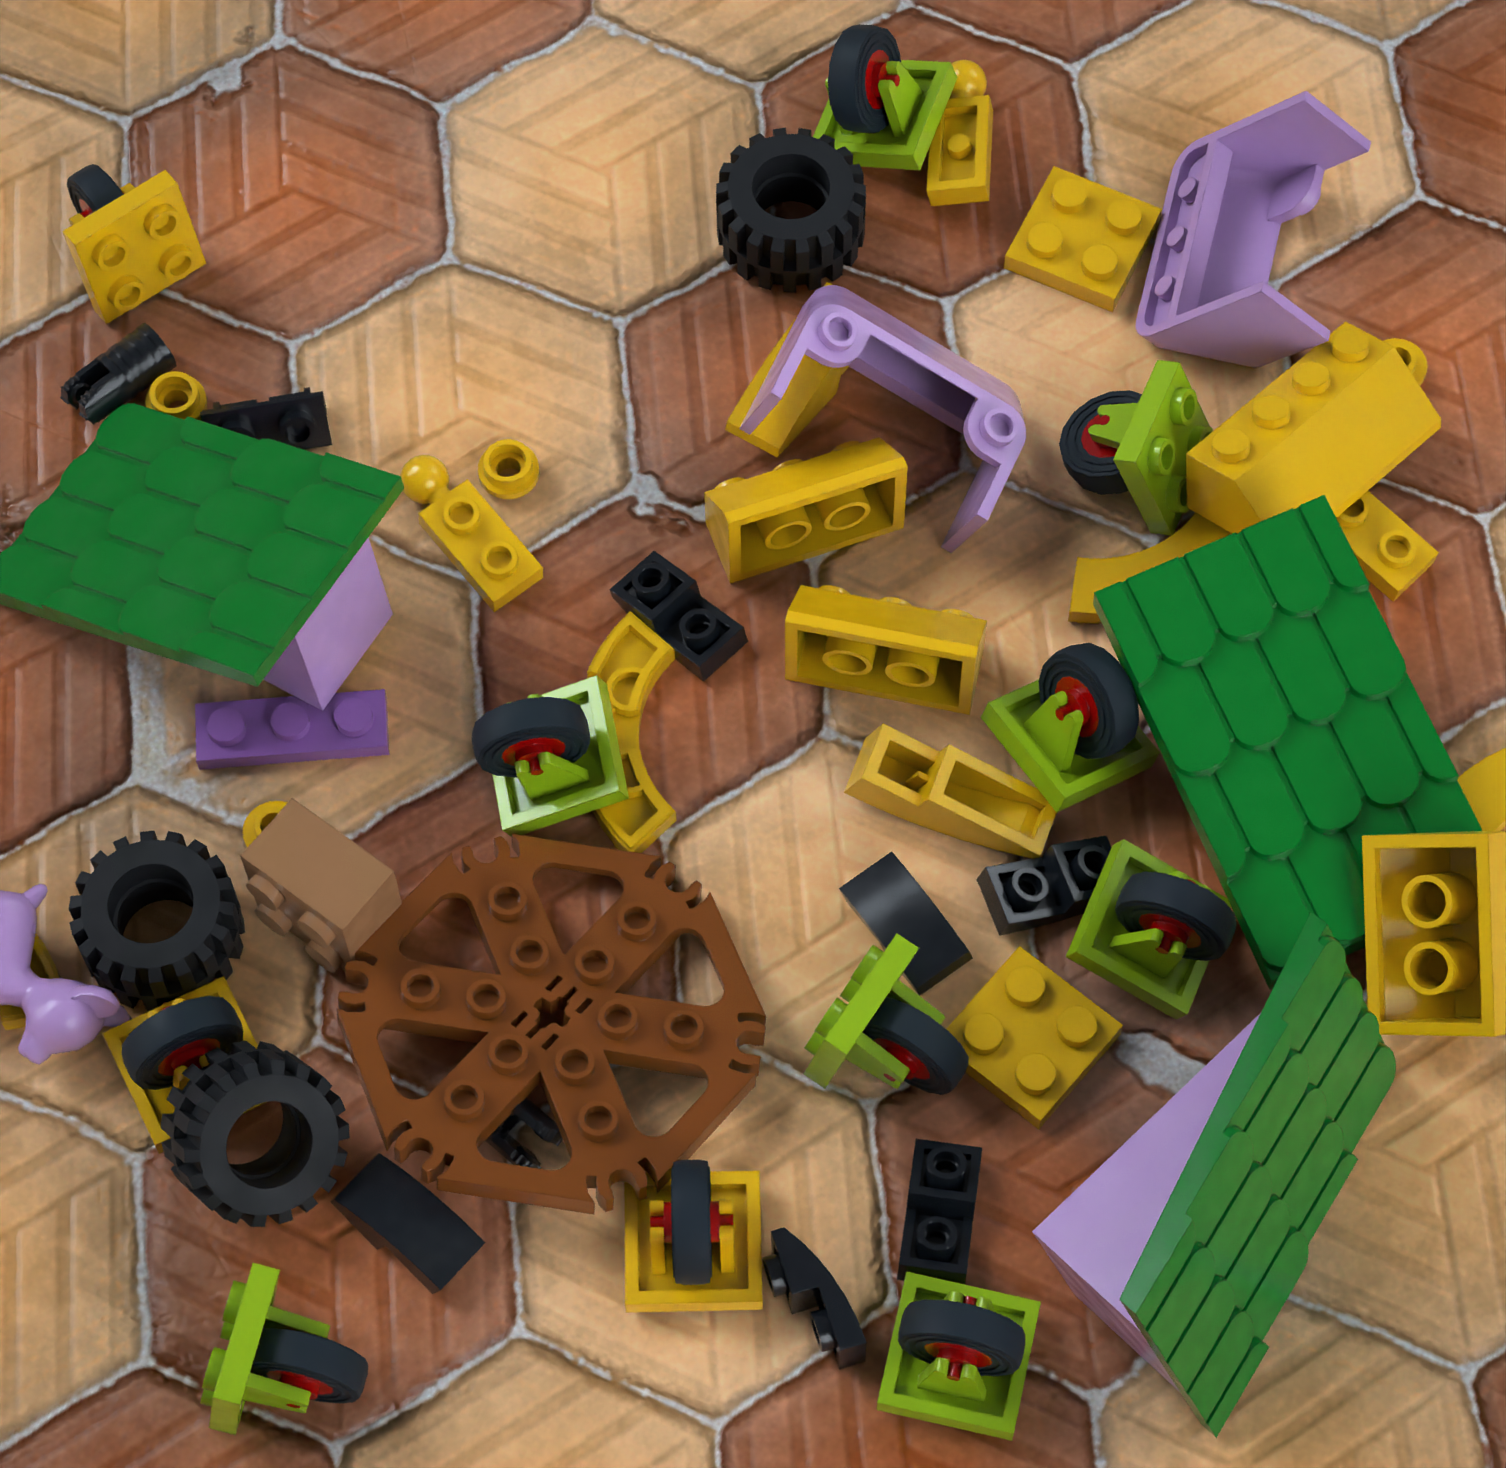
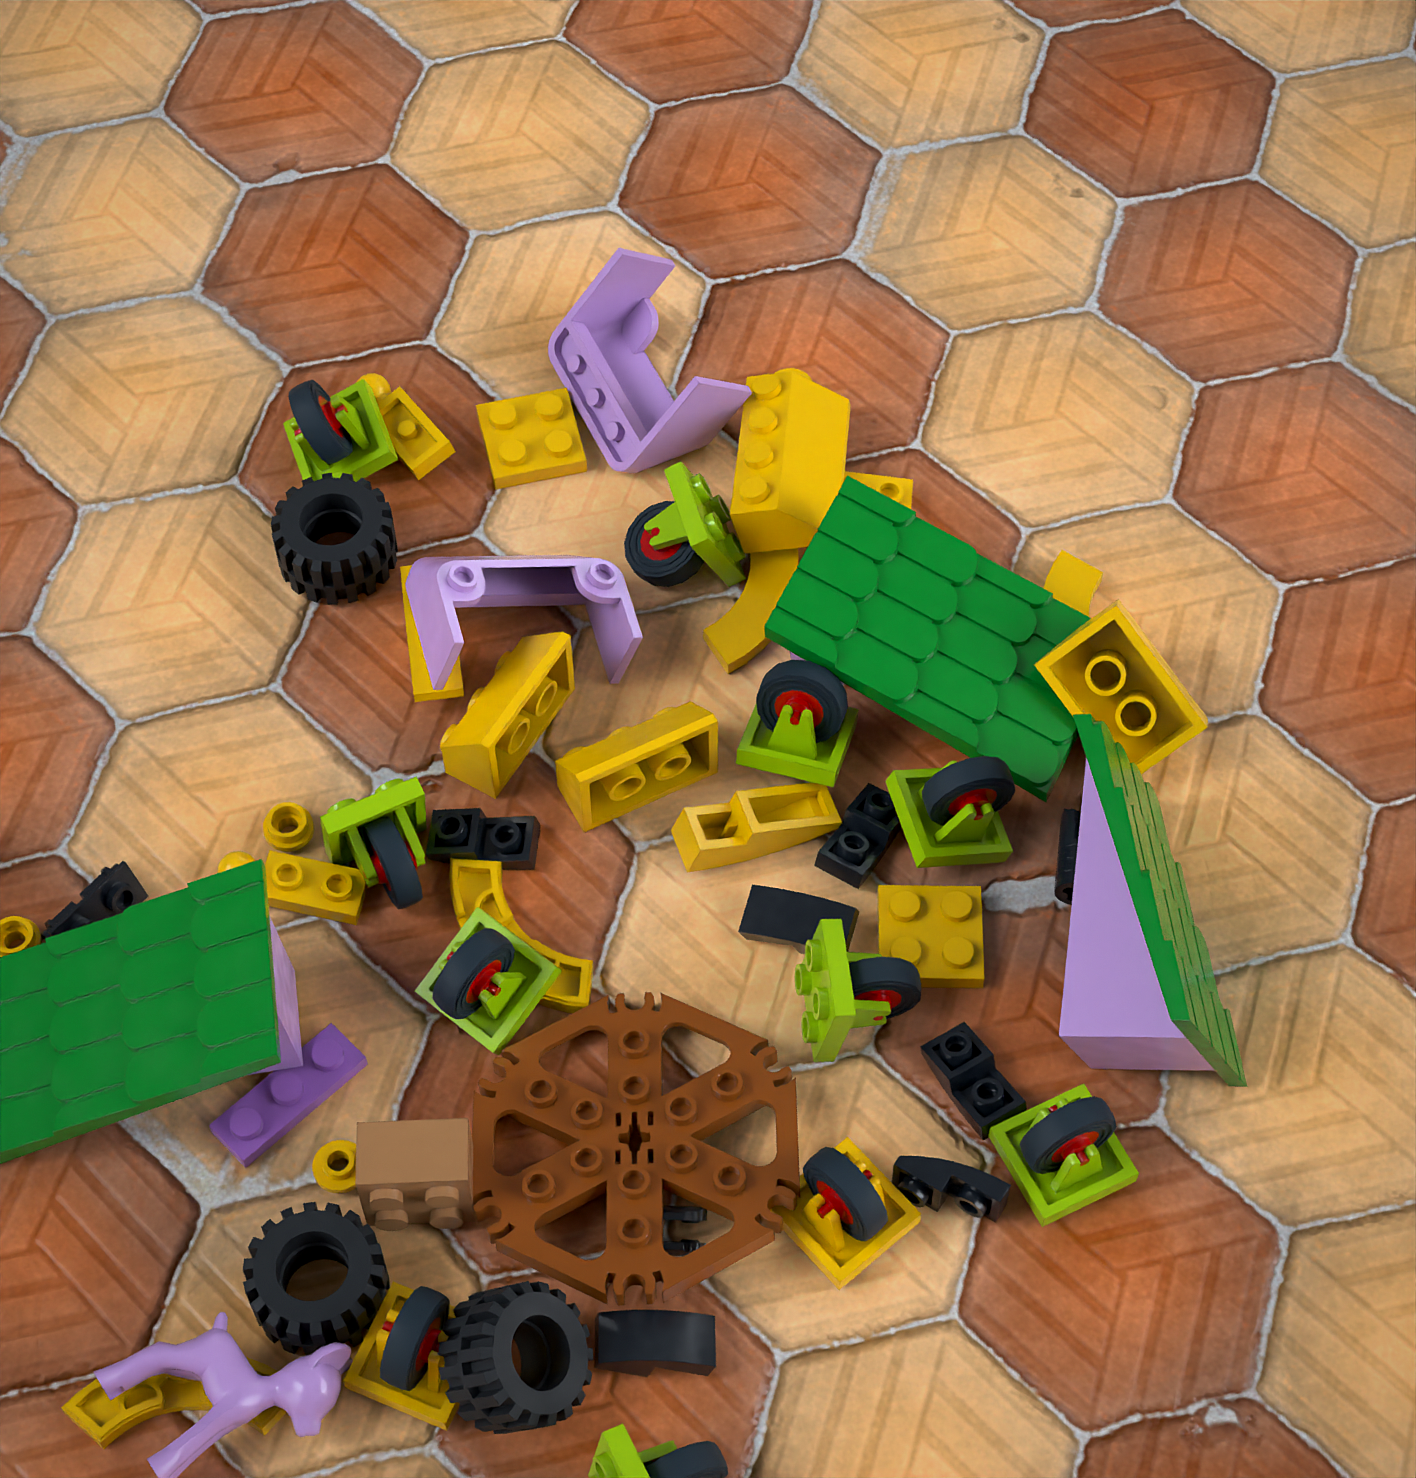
camera: 40 degrees left, 5 degrees down
(571, 542) = (385, 829): none -> lime plate

